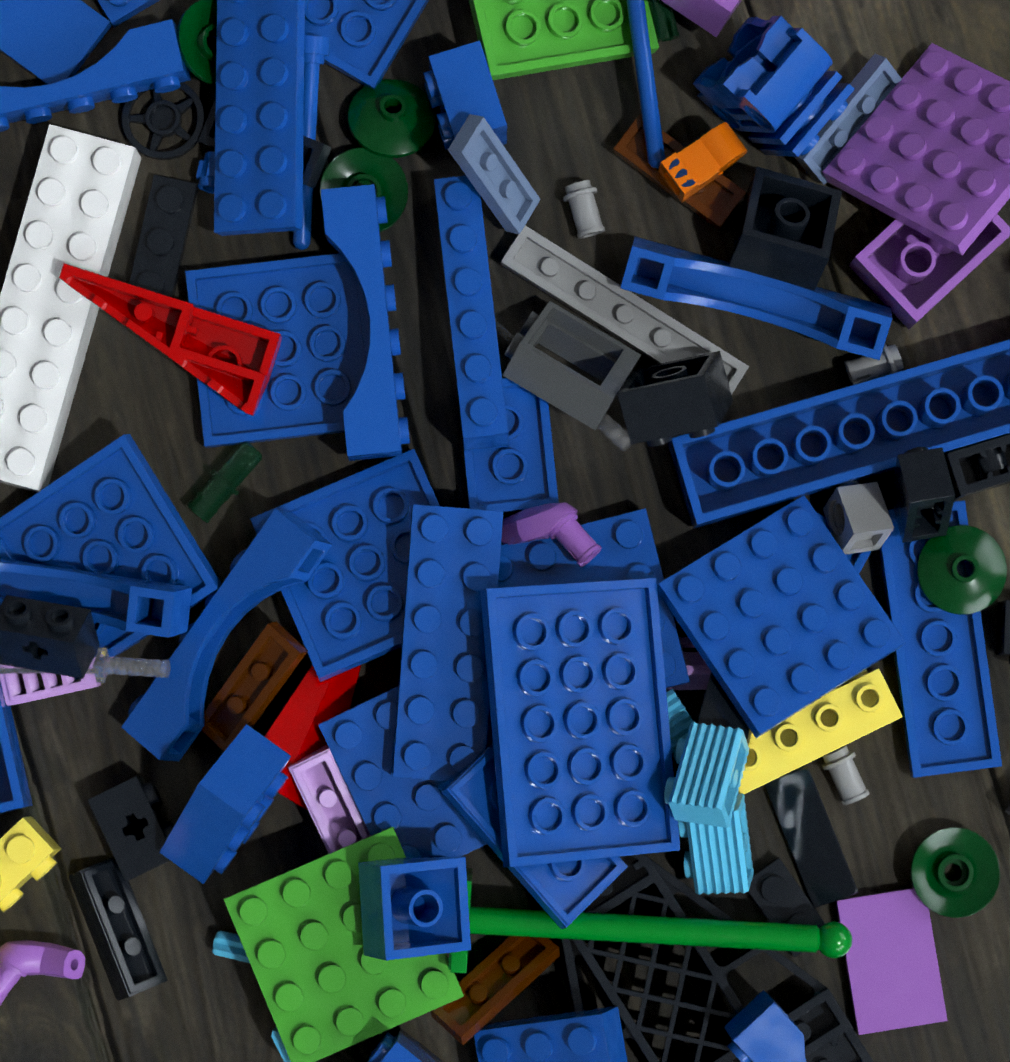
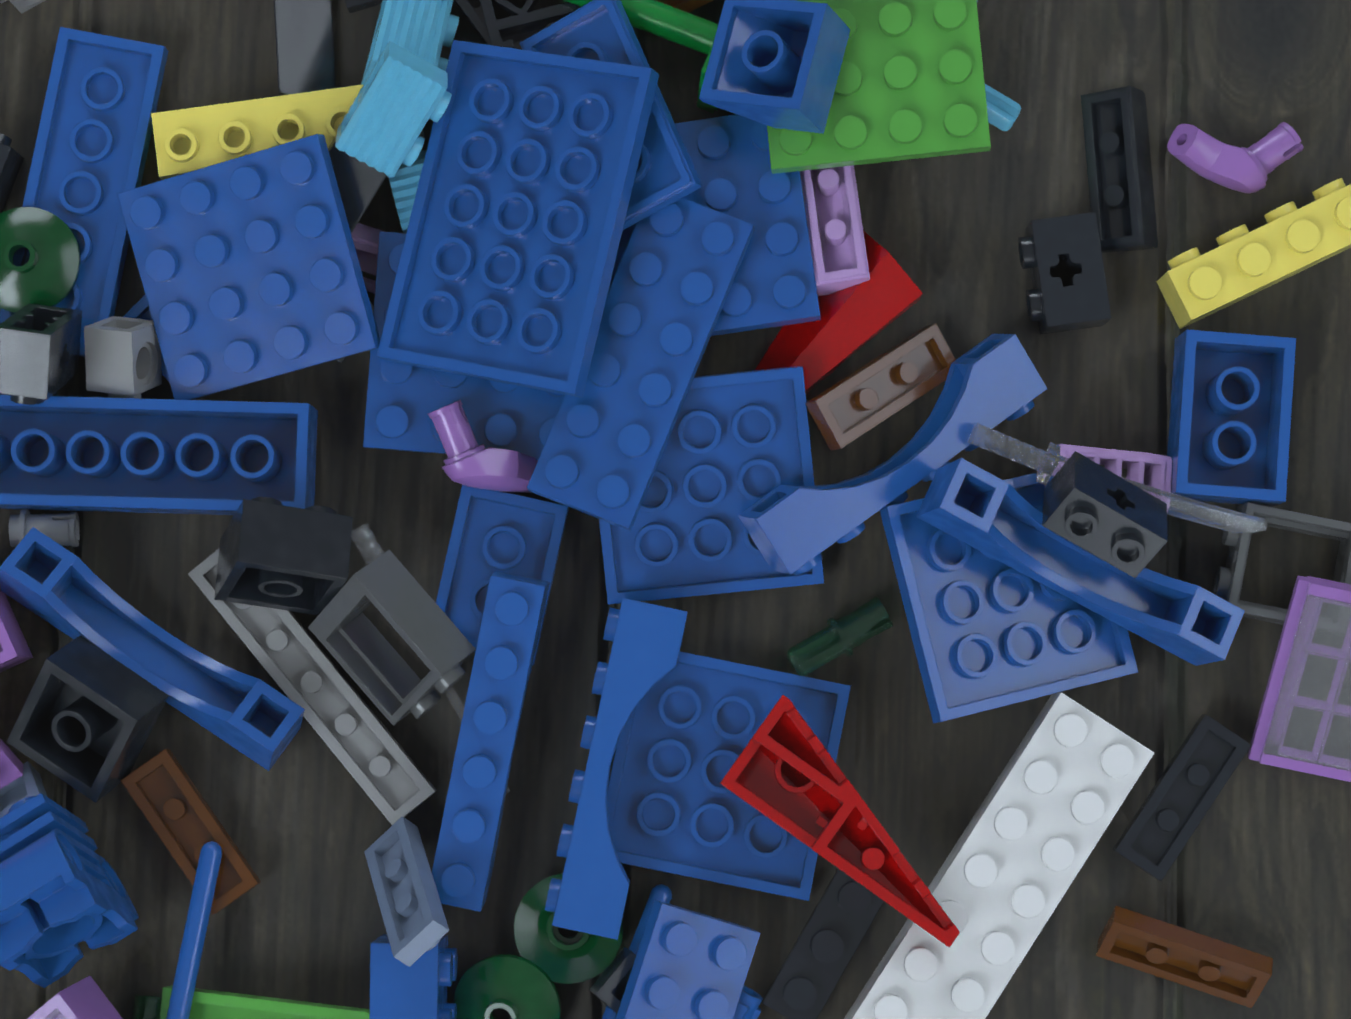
camera: 155 degrees left, 0 degrees up
(227, 805) = (952, 251): blue brick -> none
(584, 208) = (317, 823): light grey pin -> none
(702, 161) = (157, 830): orange leg -> none
(845, 775) = (240, 72): light grey pin -> none

